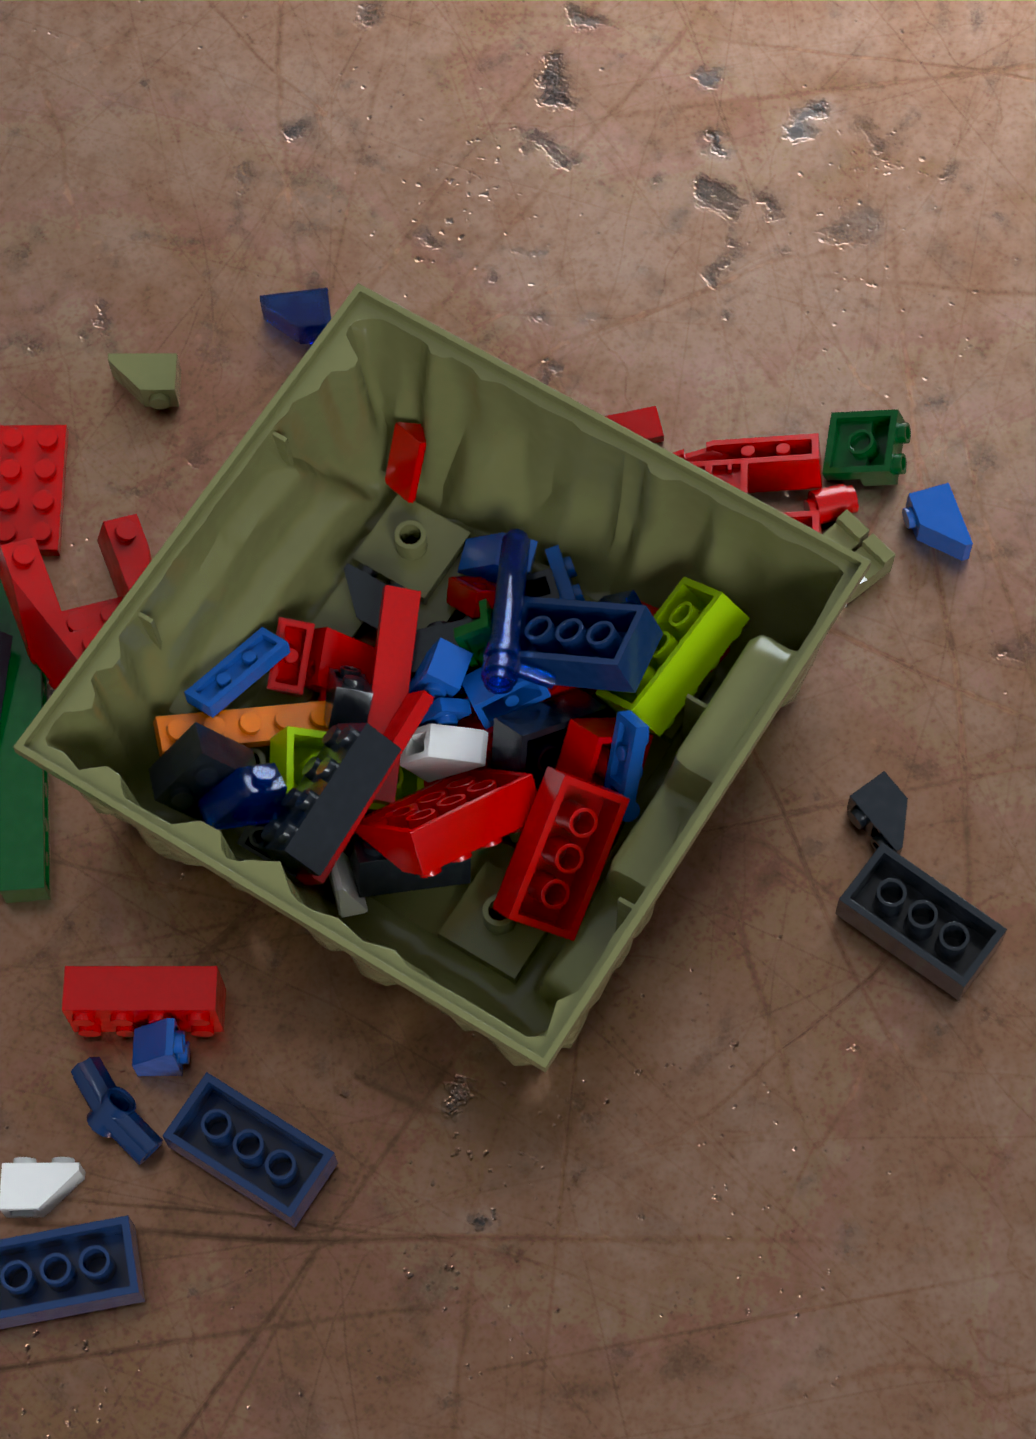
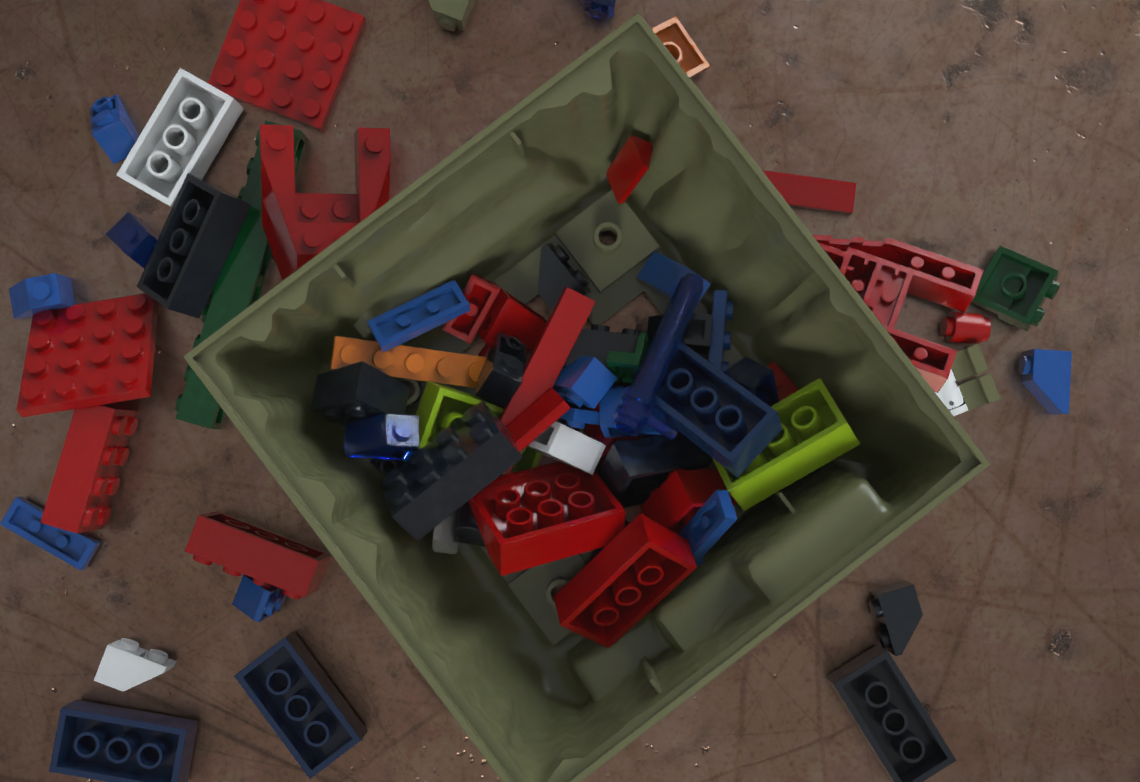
camera: 20 degrees right, 20 degrees up
(114, 1111) = (214, 646): dark blue piece -> none
(467, 591) = (640, 309): red slope -> none

